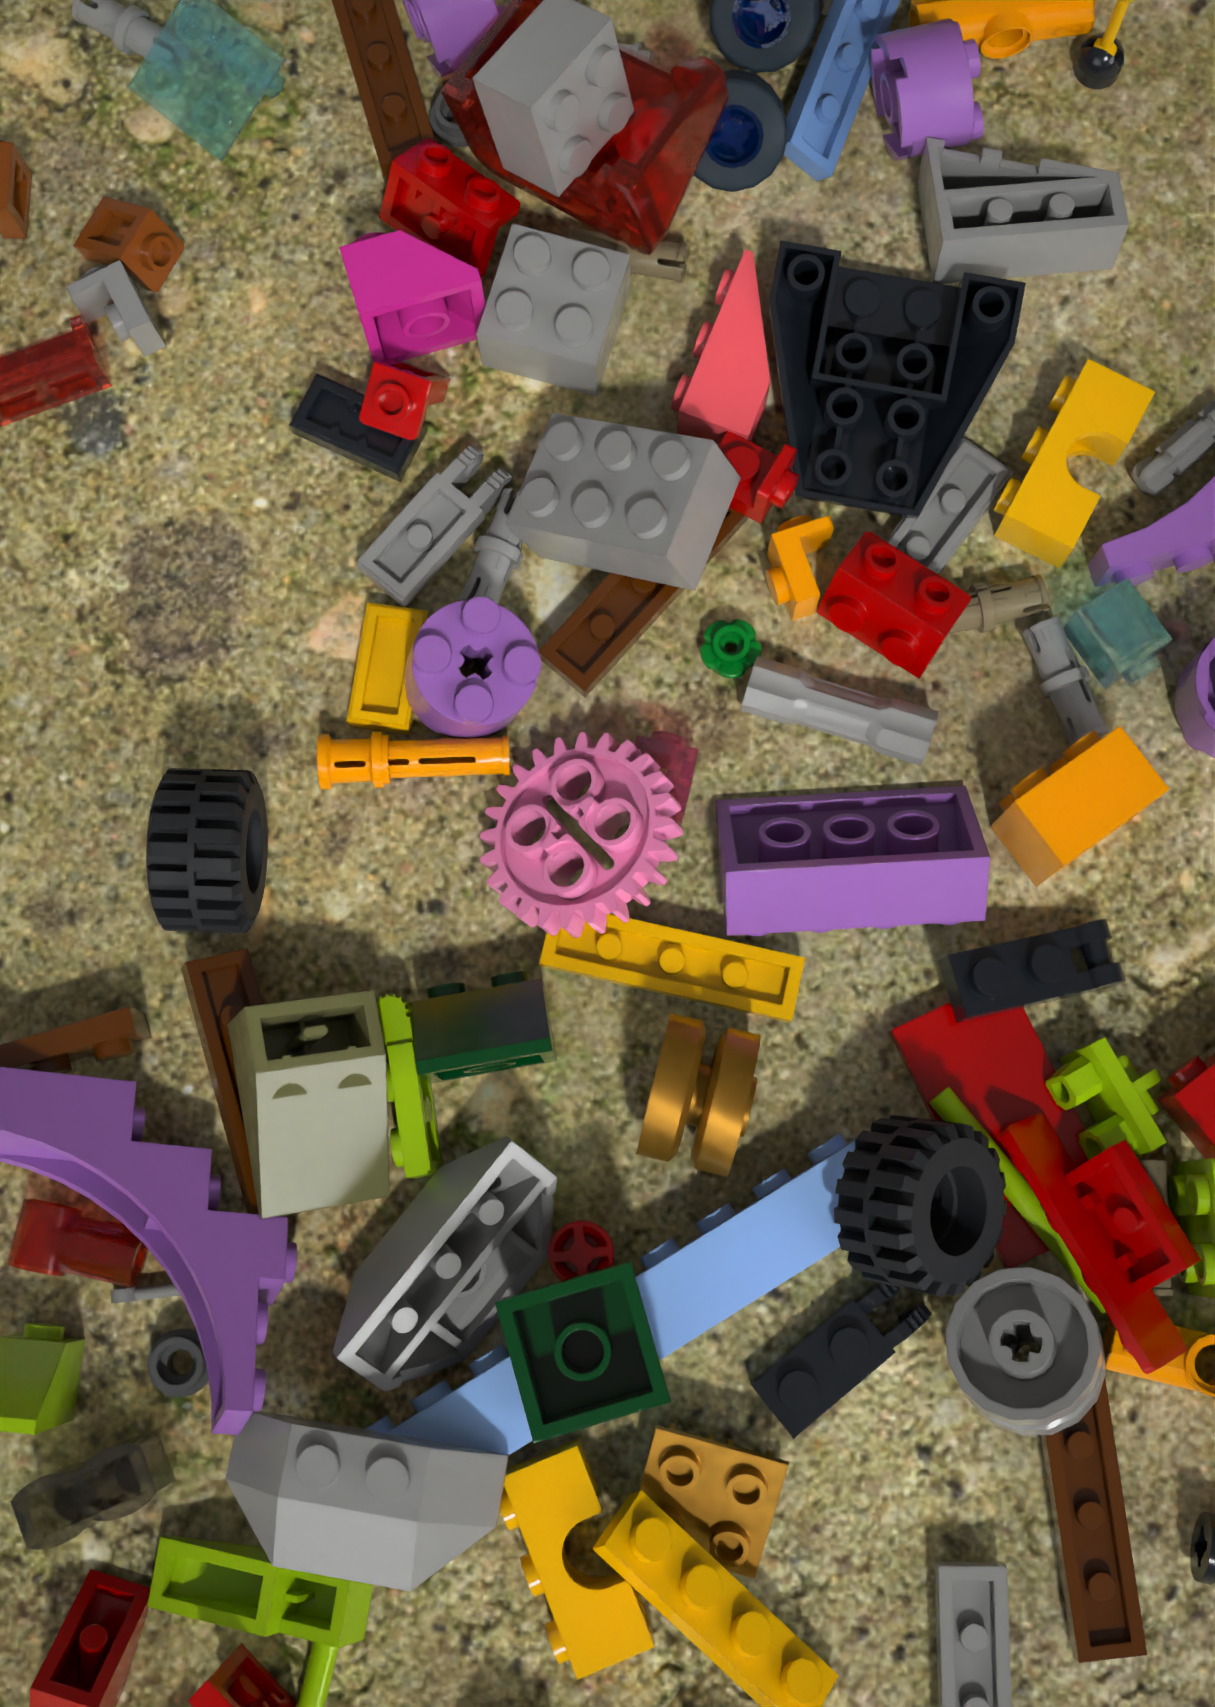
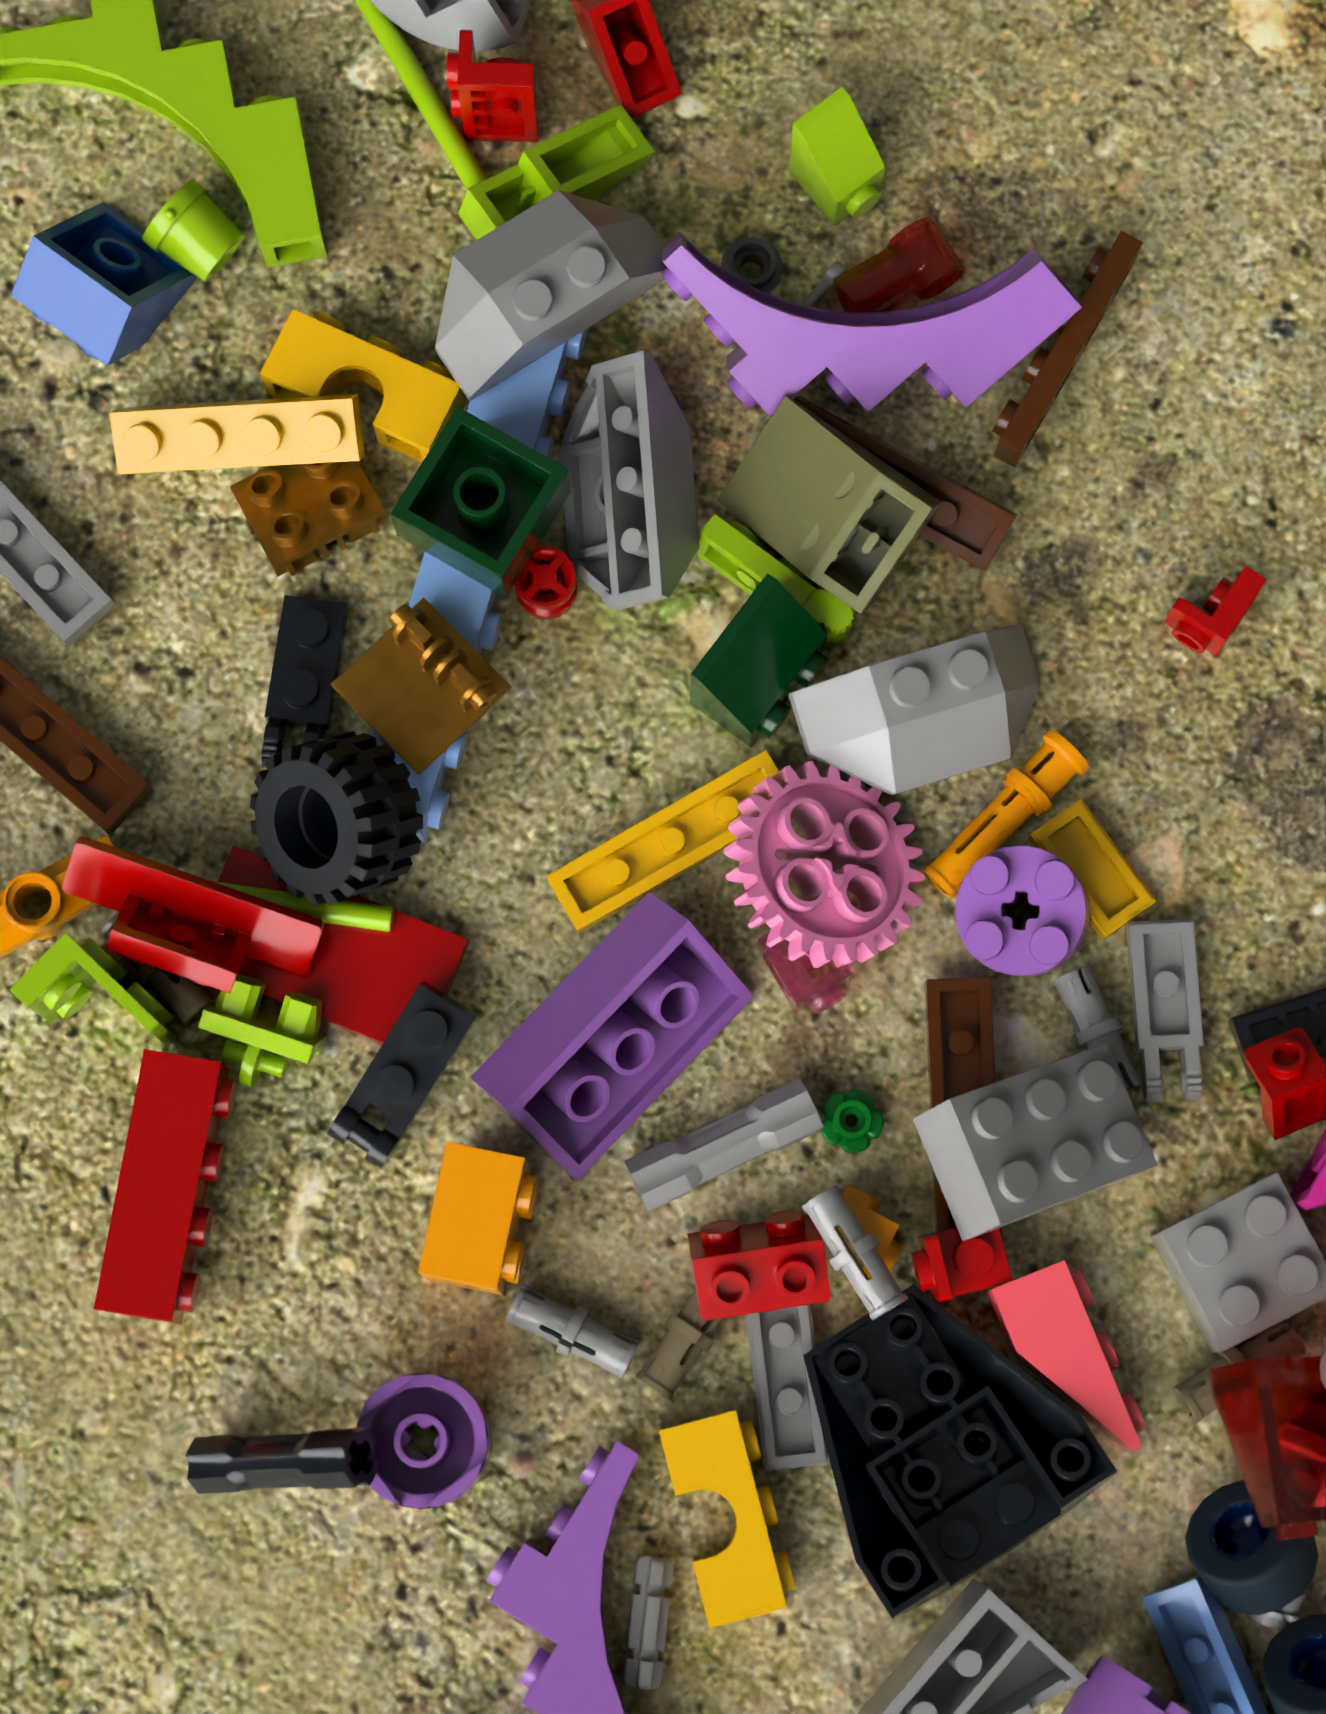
camera: 135 degrees right, 0 degrees up
(92, 1491) = (725, 135): clear smoke brick -> none
(104, 754) = (1226, 604): none -> red bracket
(207, 850) = (1075, 600): black tyre -> none
(398, 881) = (923, 711): none -> light grey wedge
(701, 1095) = (557, 756): pearl gold wheel -> none
(761, 1249) = (421, 685): none -> pearl gold hinge
(825, 535) = (828, 1213): none -> light grey pin
(1020, 1310) = (203, 764): light grey wheel -> none
(1118, 636) = (561, 1396): clear light blue brick -> none

